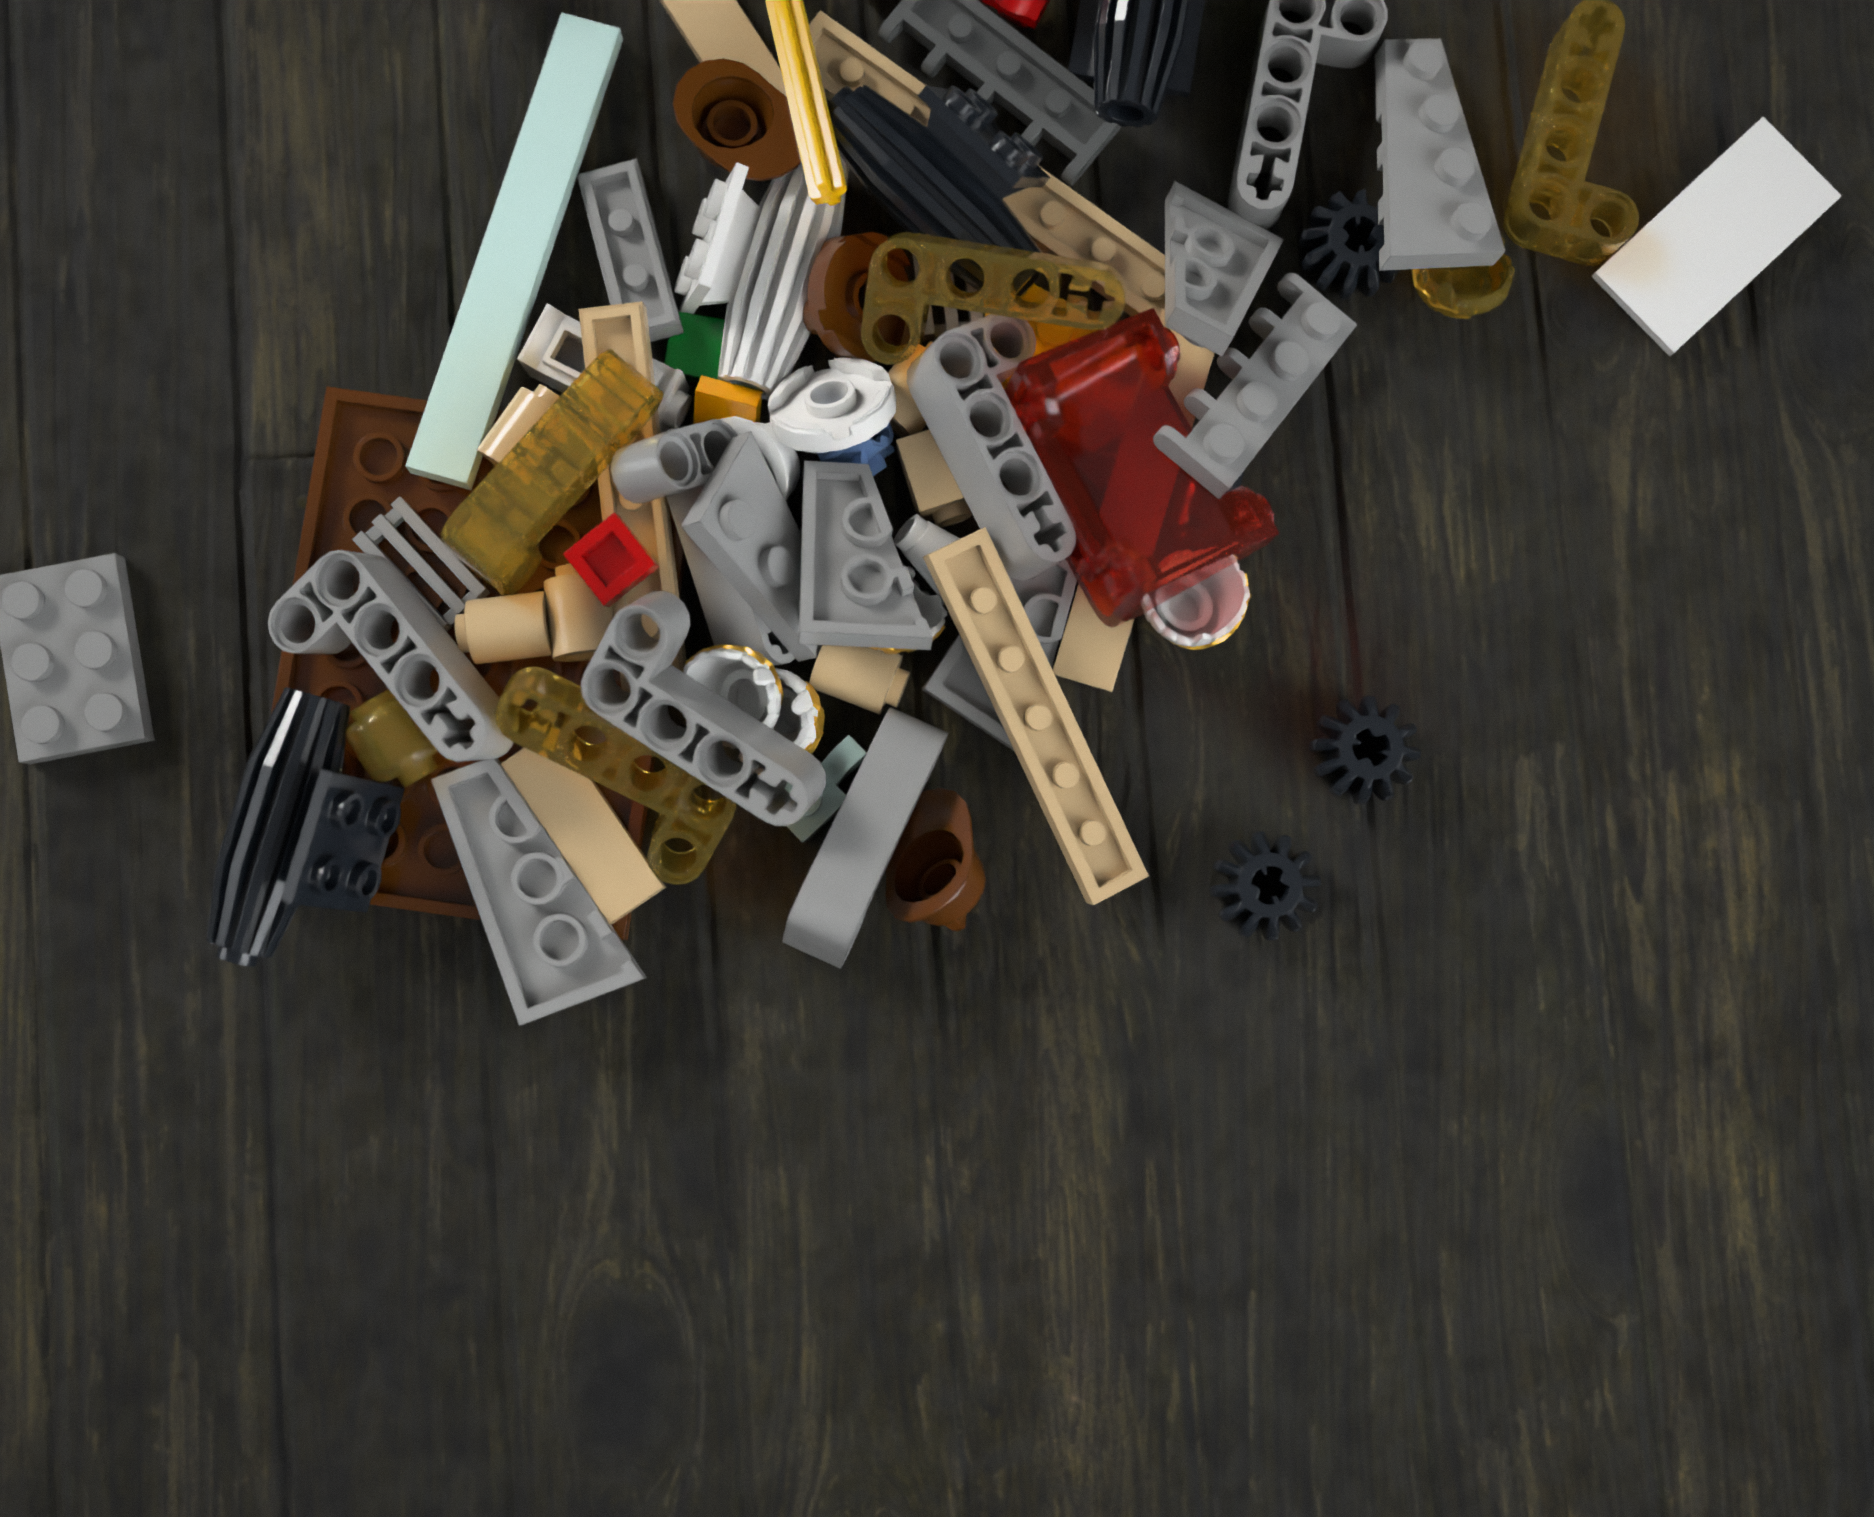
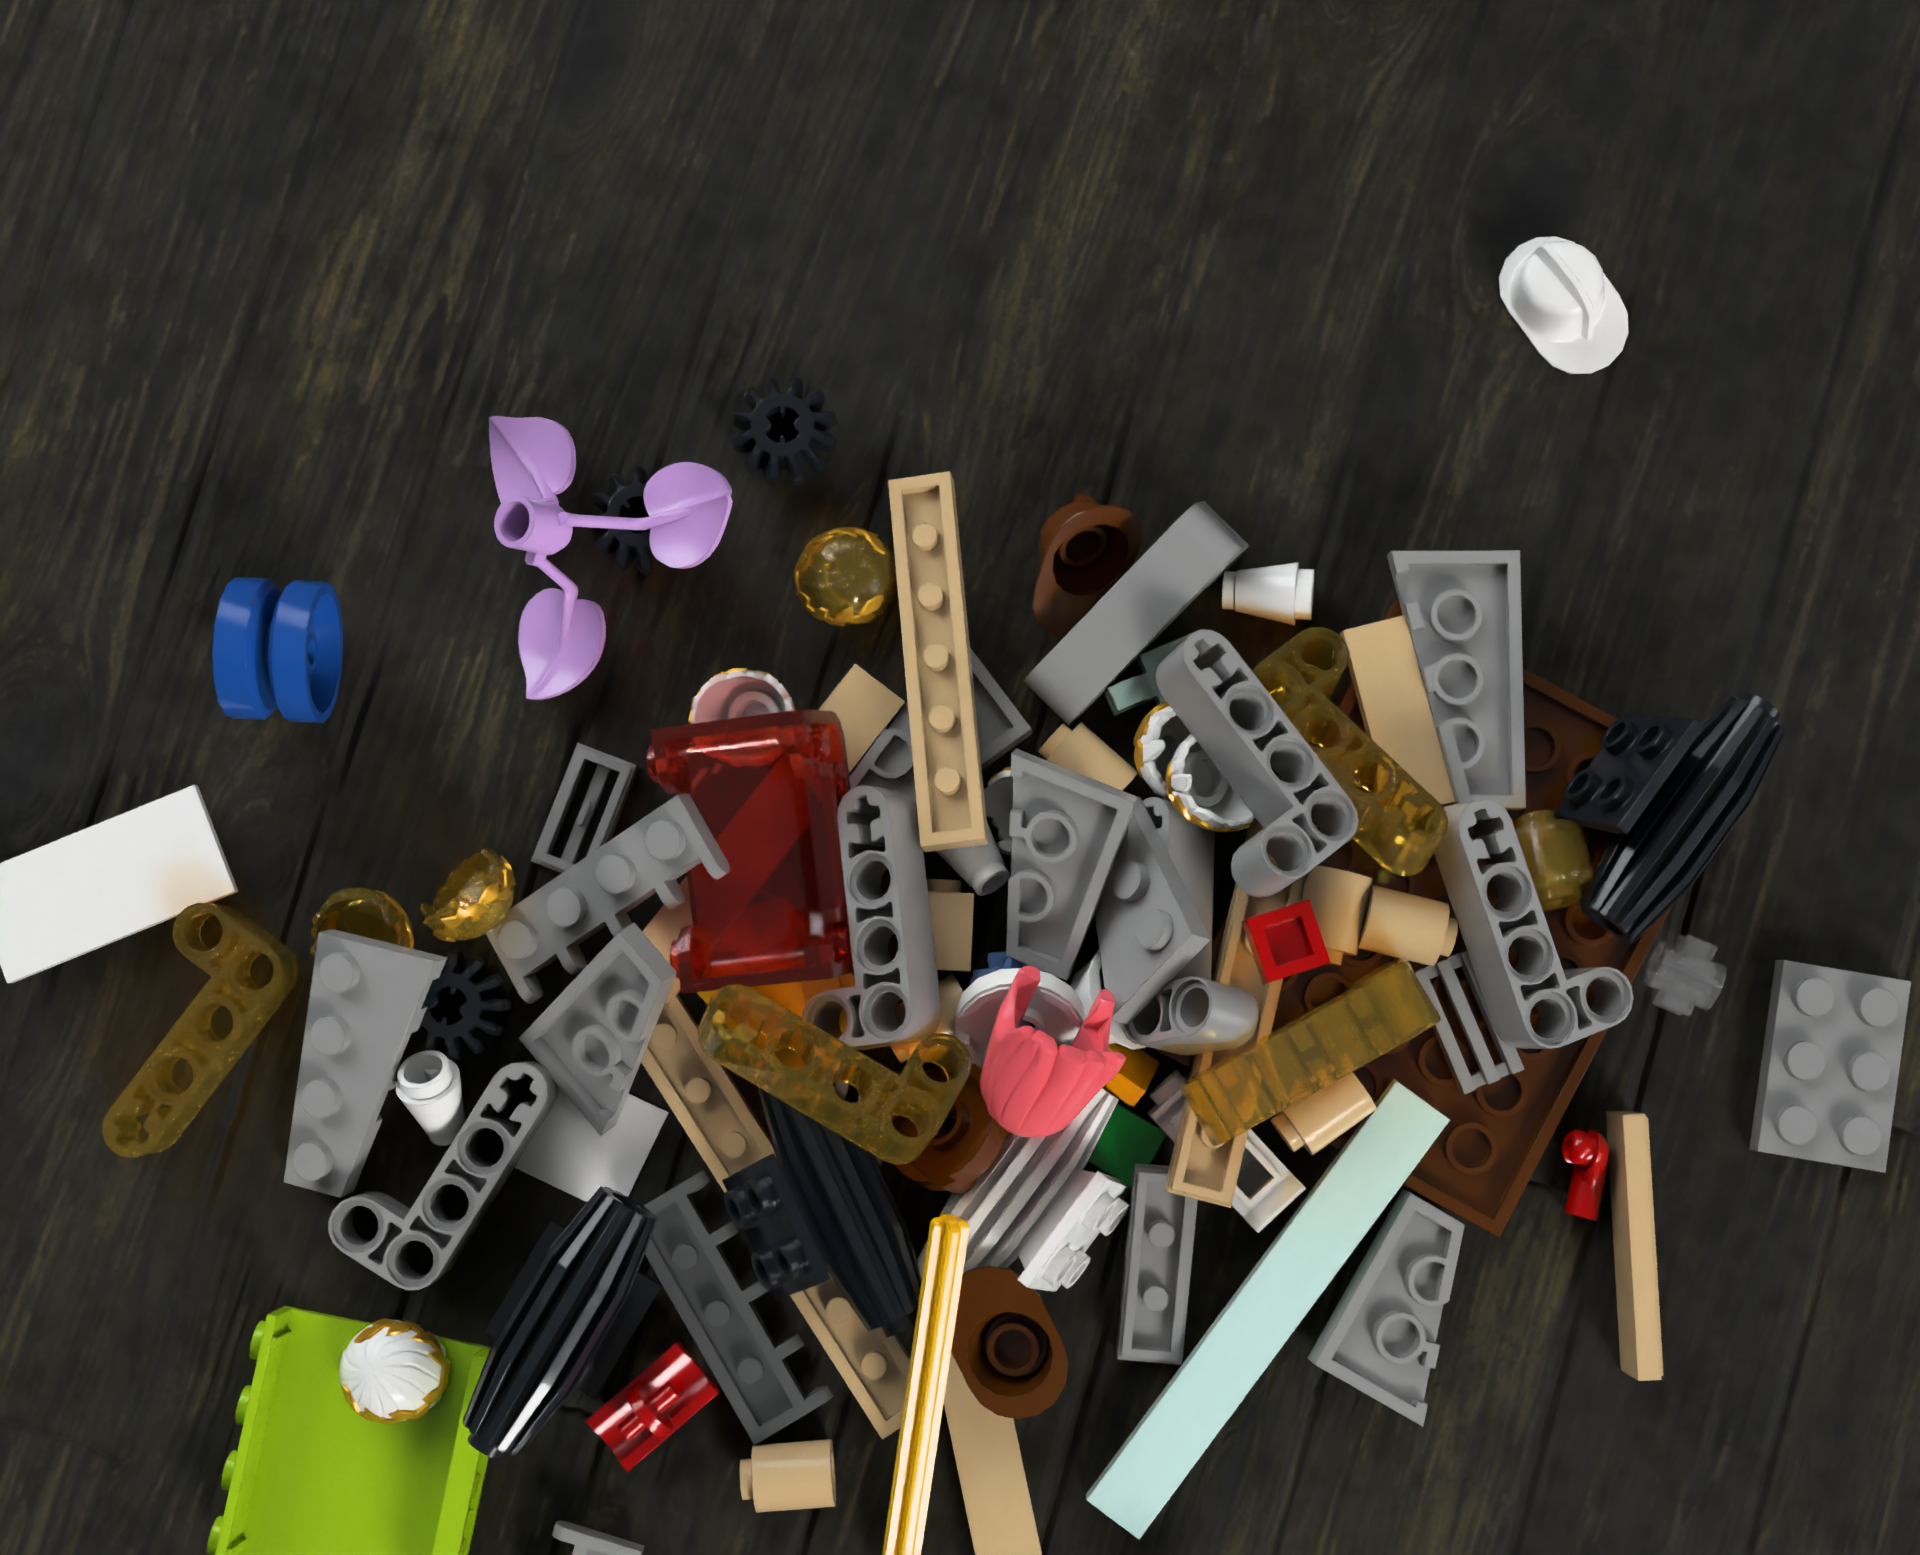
camera: 155 degrees left, 0 degrees up
(200, 426) = (1634, 1245): none -> tan tile
(232, 686) = (1685, 975): none -> clear gear
(267, 488) = (1590, 1159): none -> red arm
(404, 288) = (1393, 1308): none -> light grey wing
(561, 1301) = (1564, 304): none -> white piece
(745, 905) = (1270, 592): none -> white cone
(799, 337) = (1032, 1081): none -> coral hair
(1152, 770) = (846, 576): none -> clear yellow hair
(1167, 154) = (579, 1160): none -> white sticker
(1305, 515) = (564, 798): none -> light grey tile
(1341, 155) = (433, 1094): none -> white cone
(1377, 342) = (472, 898): none -> clear yellow hair
(1486, 760) = (530, 466): none -> lavender plant
(1653, 493) = (278, 650): none -> blue wheel

